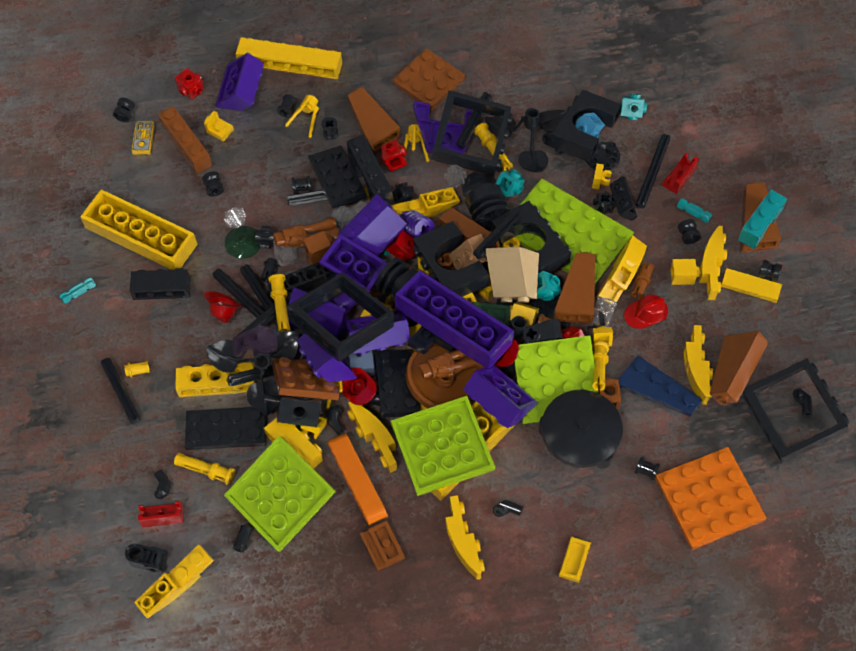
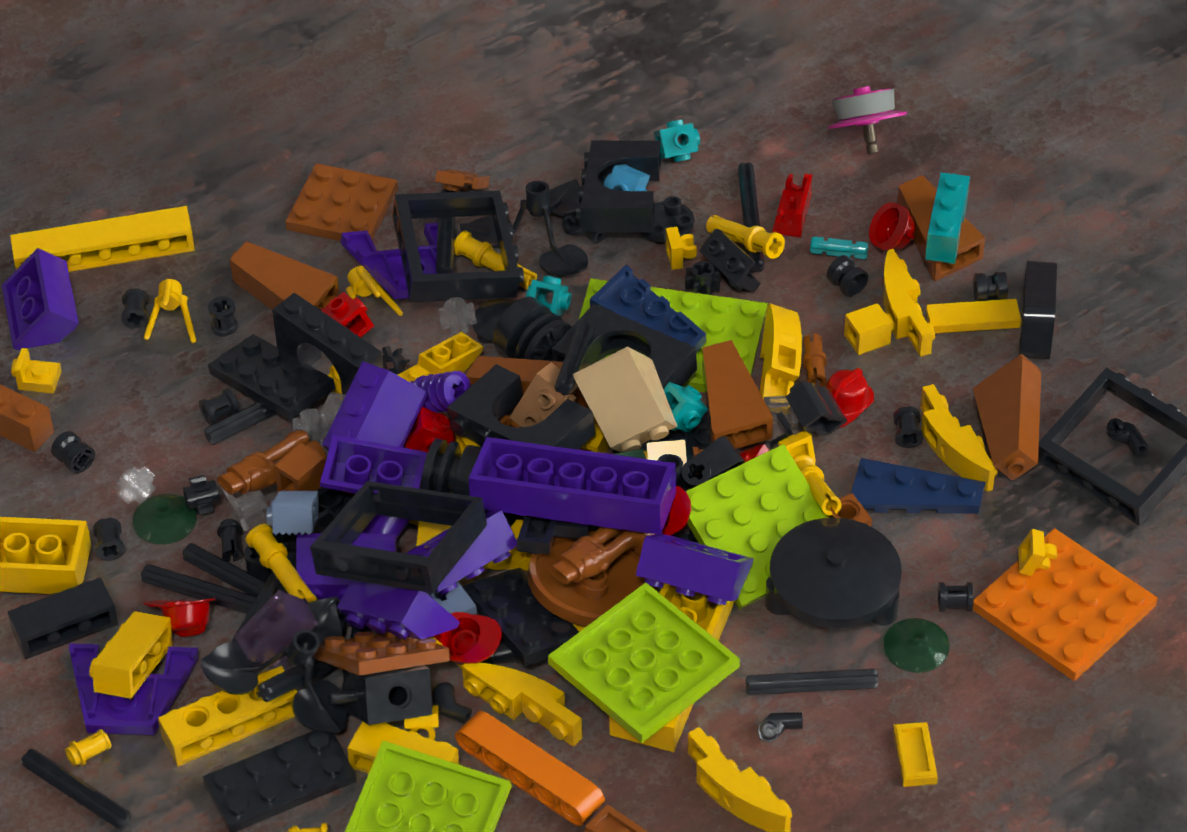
camera: 25 degrees left, 15 degrees down
(169, 348) = (140, 712): none -> dark purple wing
(181, 323) = (131, 655): none -> yellow brick
(206, 245) = (108, 537): none -> black bush
(298, 274) = (293, 512): none -> sand blue brick
(498, 87) = (459, 180): none -> dark orange plate
(539, 488) = (811, 681): none -> black axle
(555, 207) = (636, 301): none -> dark blue wing
(611, 497) = (916, 645): none -> clear green dish
(623, 315) = (815, 408): none -> black brick
(645, 188) = (753, 238): none -> yellow pin
(675, 345) = (907, 422): none -> black bush
(704, 462) = (1034, 553): none -> yellow tile
(729, 210) = (892, 227): none -> red piece
(751, 126) = (864, 110): none -> piece
(791, 296) = (1038, 309): none -> black beam

